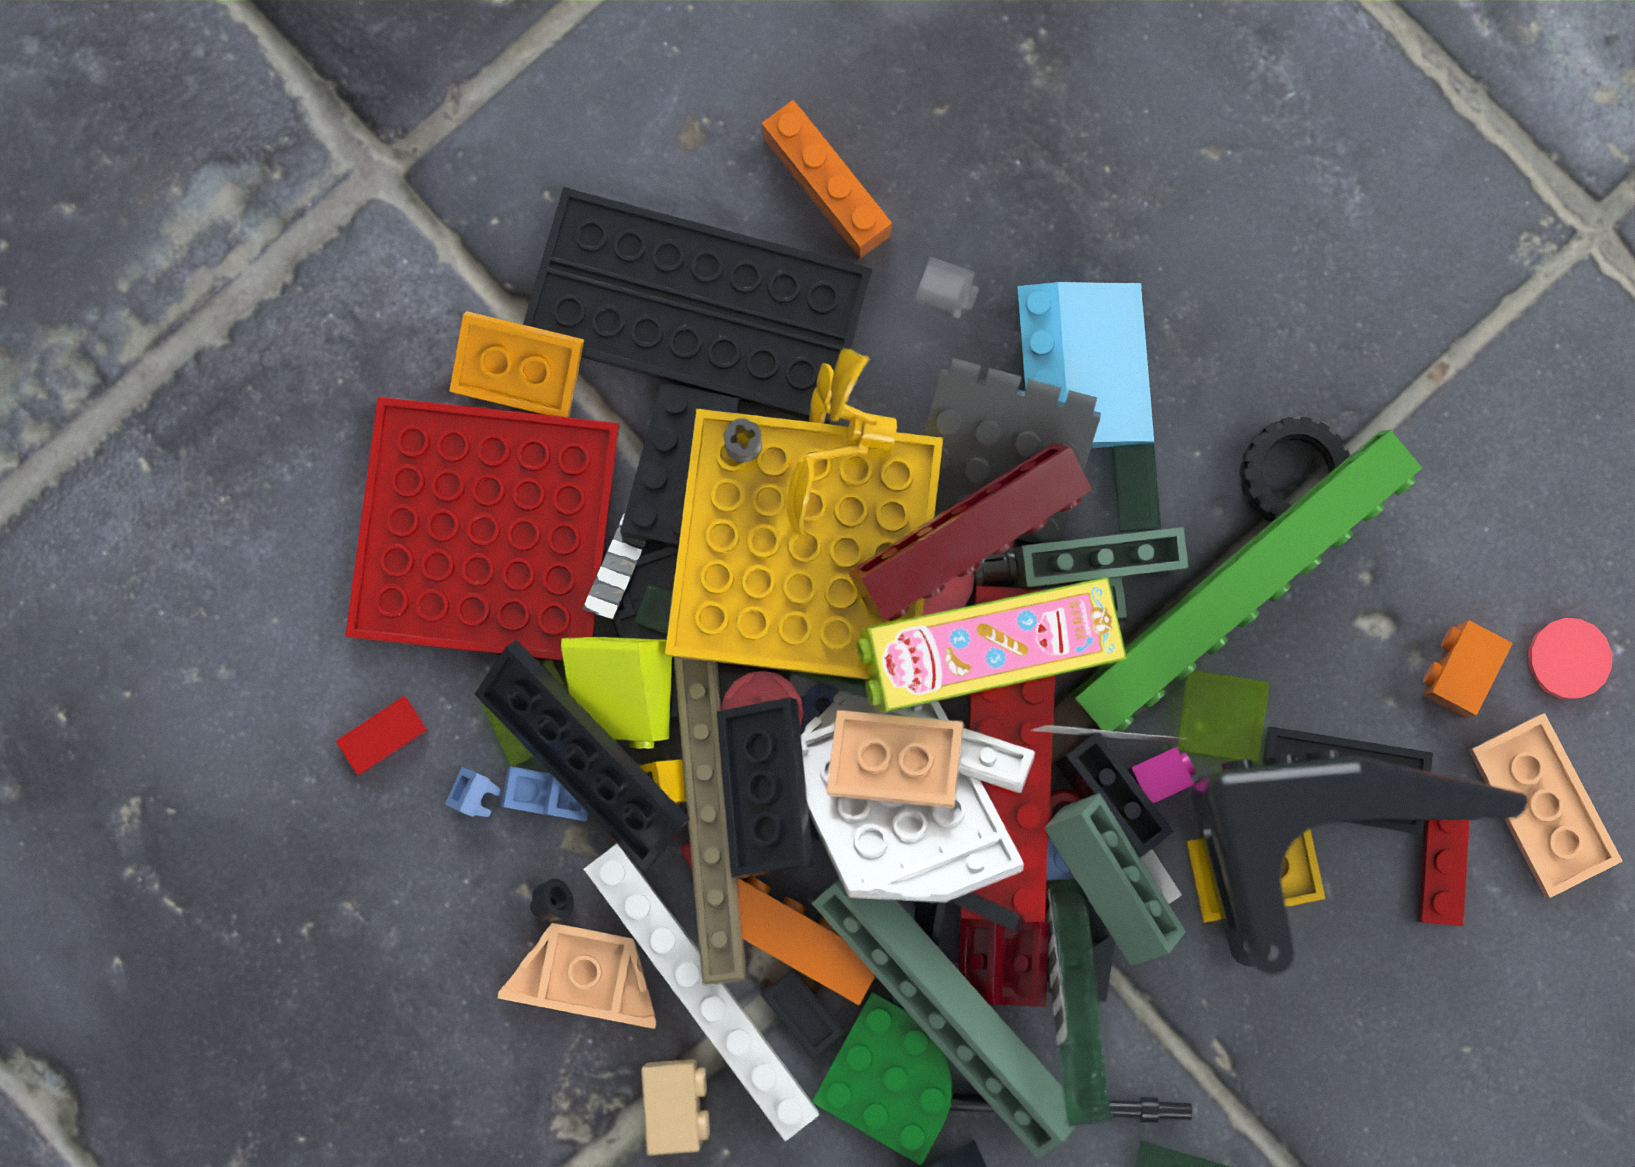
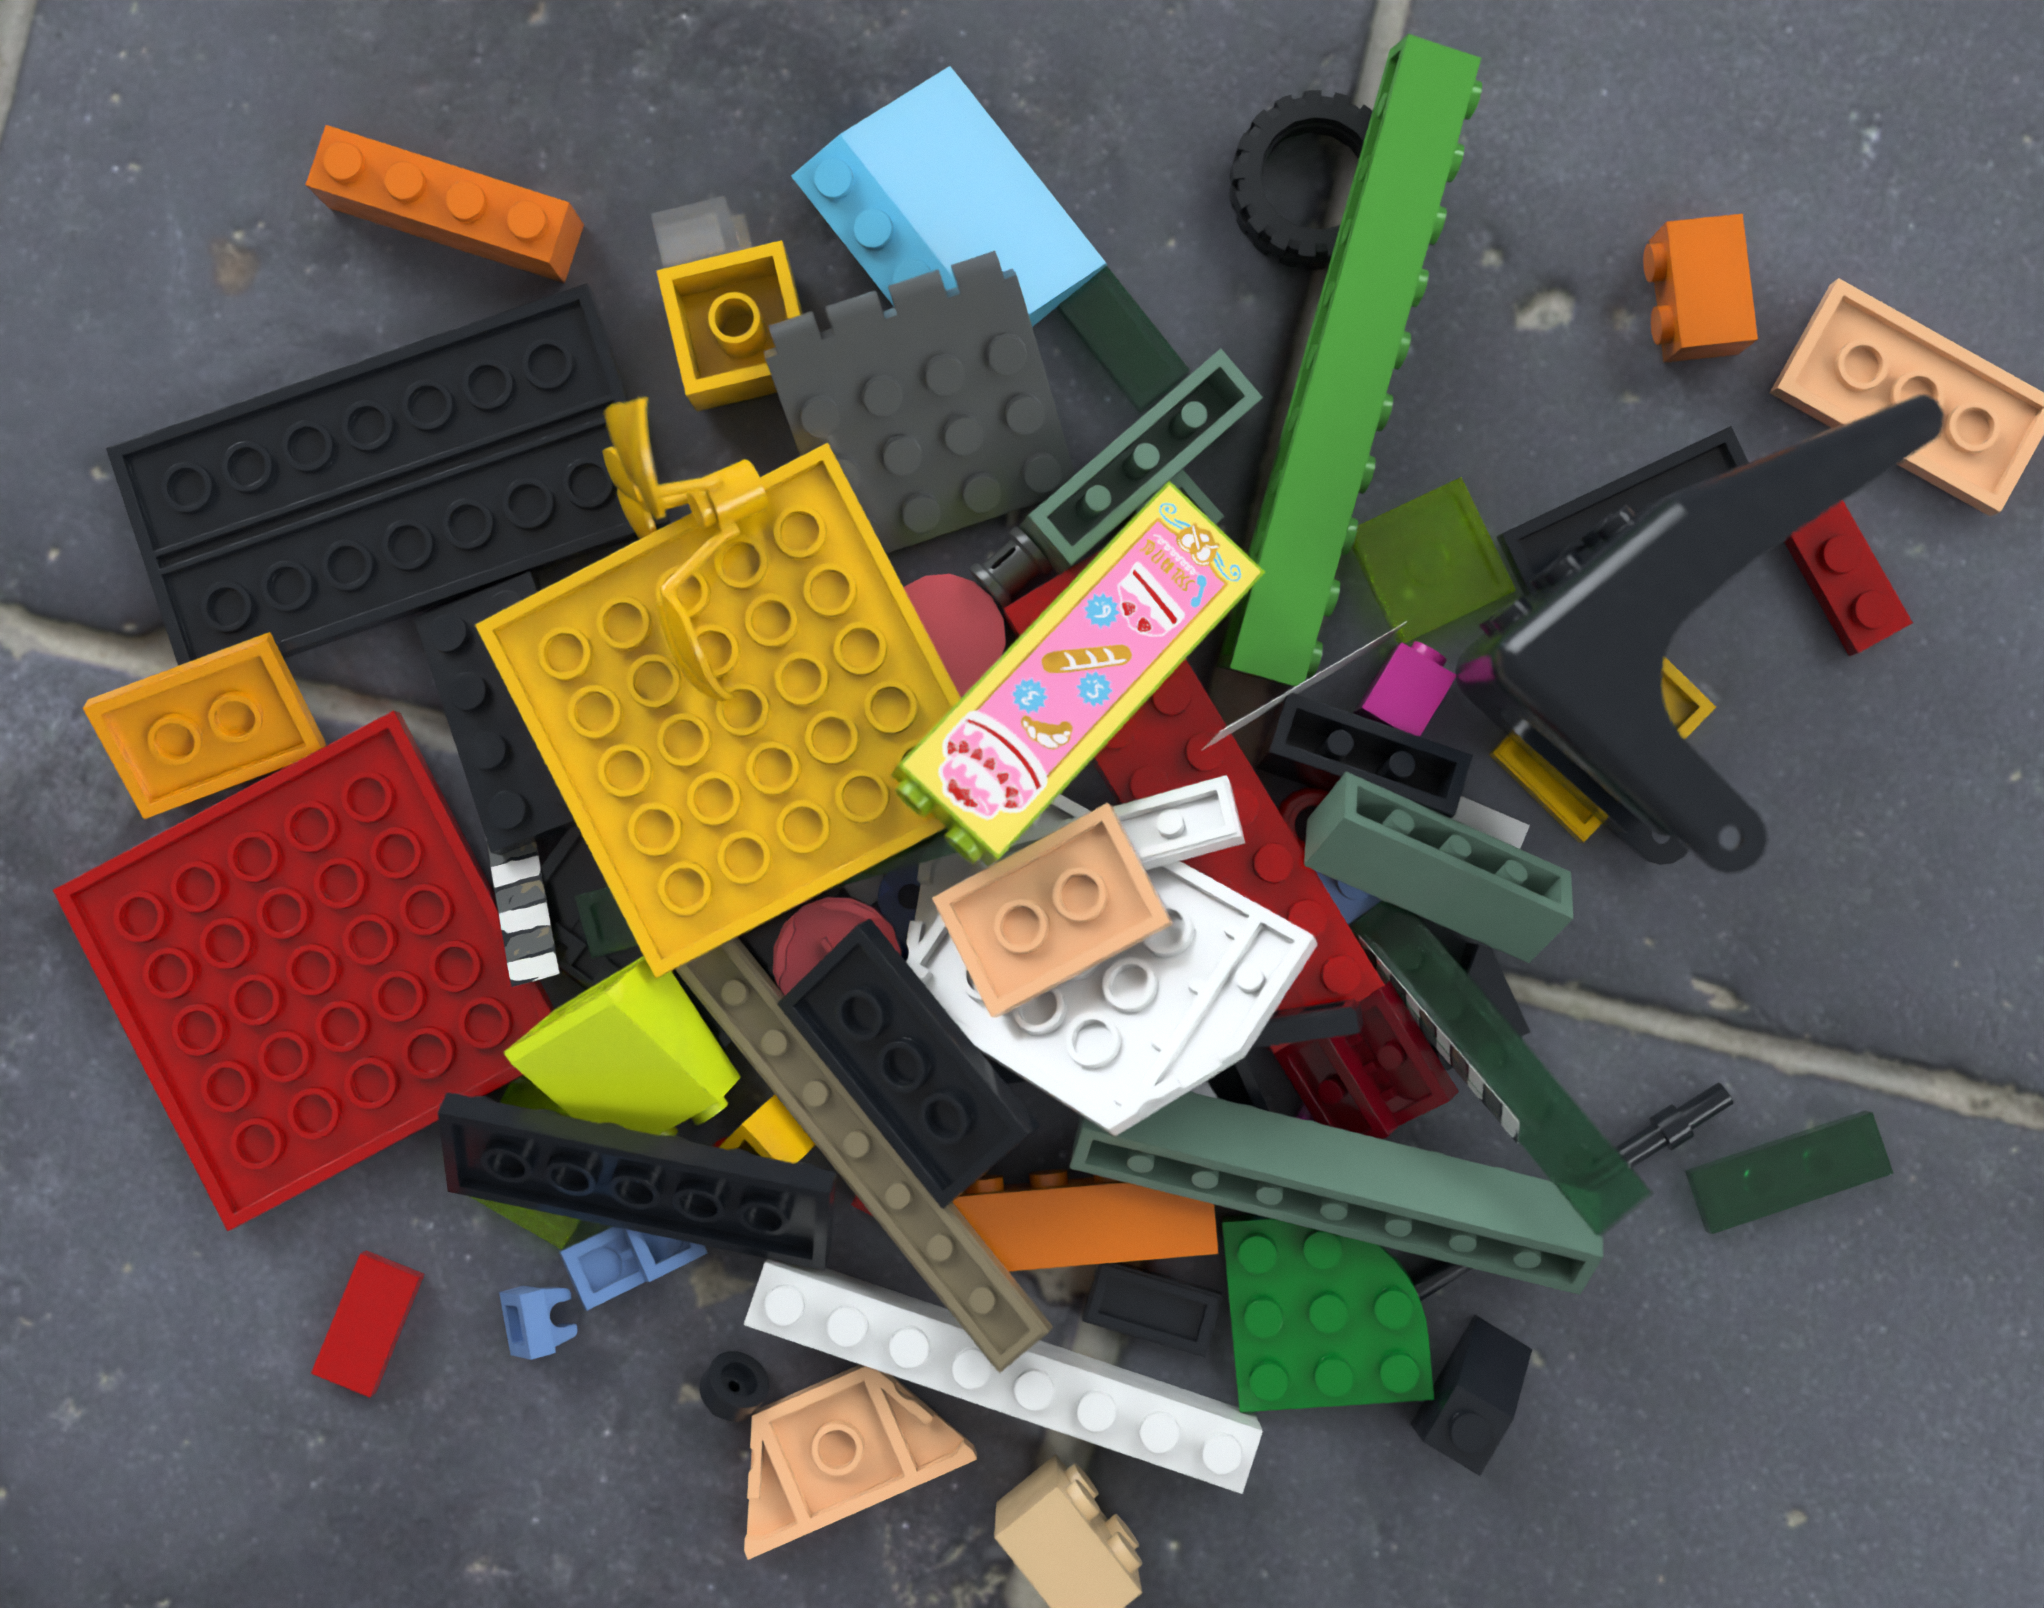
camera: 30 degrees left, 5 degrees up
(750, 430) = (546, 635): dark grey bush -> none
(930, 338) = (722, 319): none -> yellow brick
(970, 532) = (948, 544): dark red brick -> none
(1570, 658) = (1821, 186): coral tile -> none

